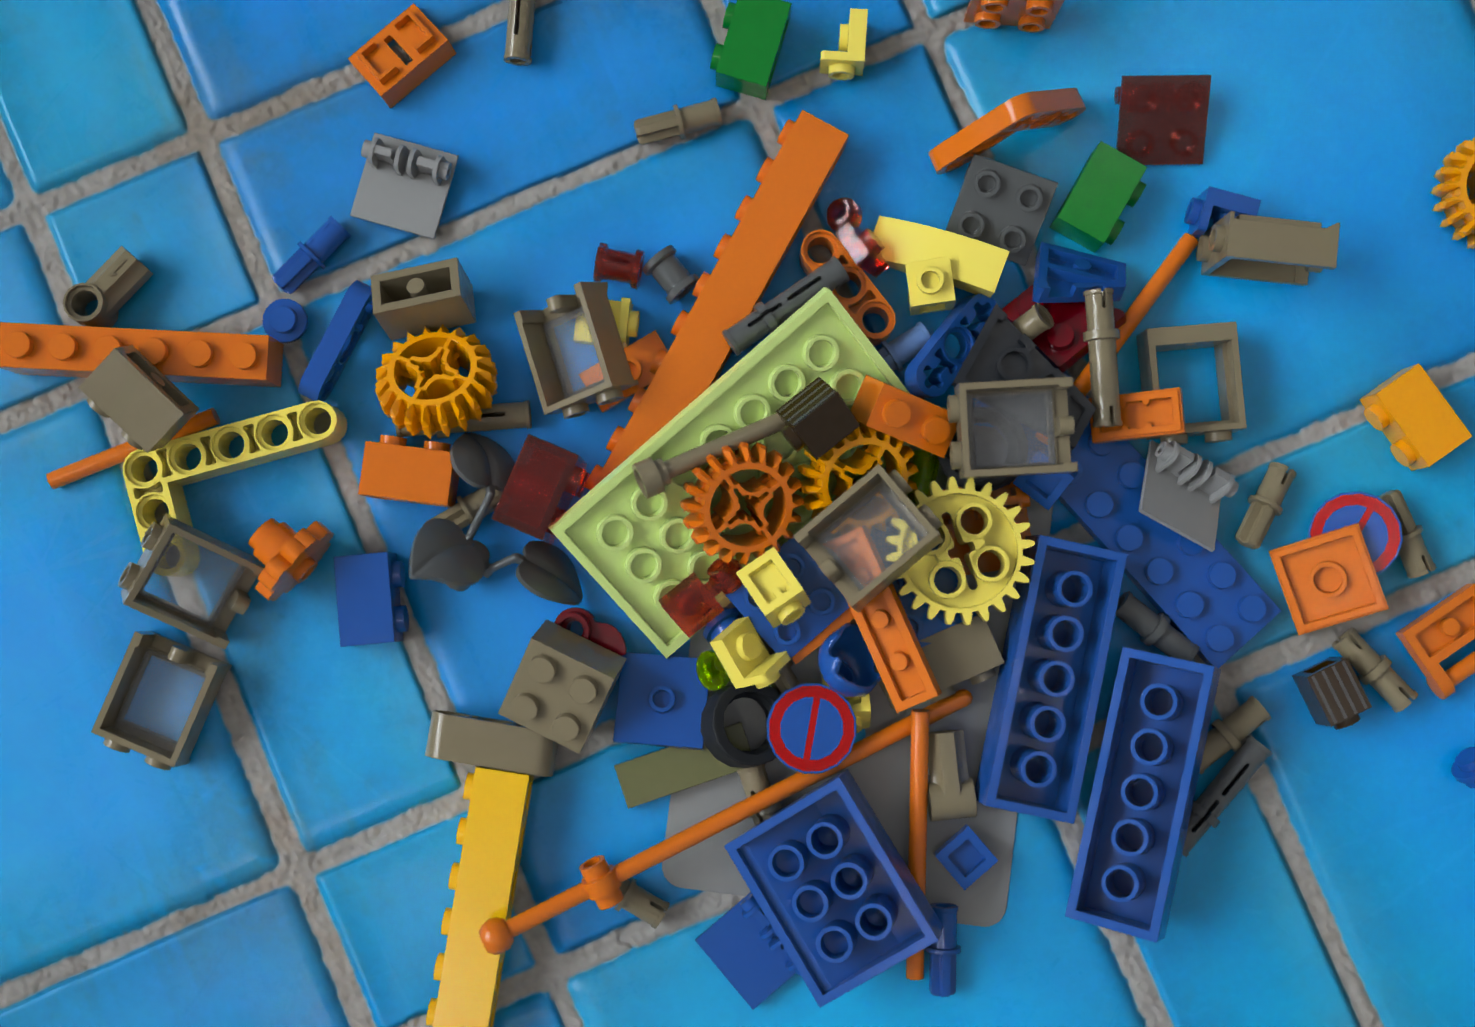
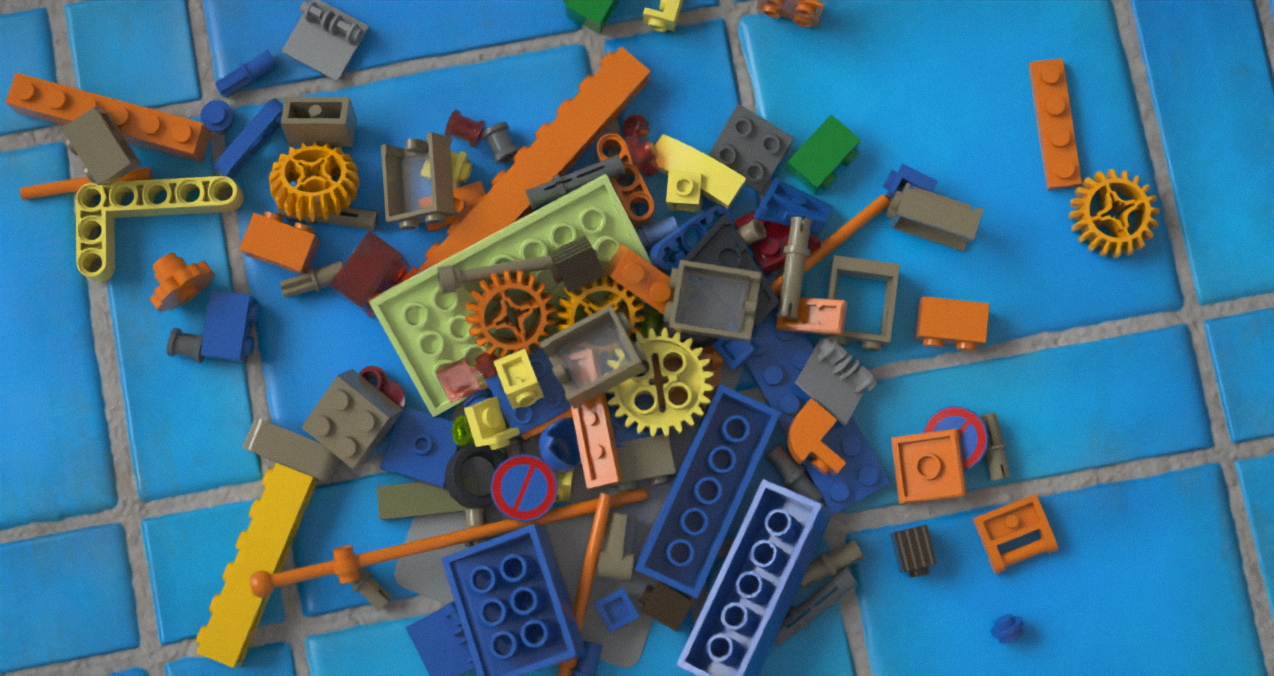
camera: 15 degrees right, 5 degrees down
(110, 285) = (99, 64): dark tan piece -> none
(159, 700) = (61, 366): window -> none
(189, 580) = (105, 283): window -> none
(316, 636) = (185, 345): none -> dark grey bush
(450, 557) = (300, 312): dark grey plant -> none
(678, 122) = (532, 36): dark tan axle -> none
(1019, 113) = (767, 82): orange beam -> none
(1028, 838) = (665, 605): none -> dark brown brick
(1163, 118) = (883, 109): clear red hinge -> none
(1165, 578) = (805, 436): none -> orange brick
(1265, 505) = (895, 403): dark tan axle -> none
(1316, 382) = (951, 323): none -> orange brick
(1375, 670) = (949, 541): dark tan pin -> none
(1388, 90) = (1055, 124): none -> orange plate
(1414, 418) = (1018, 363): light orange brick -> none

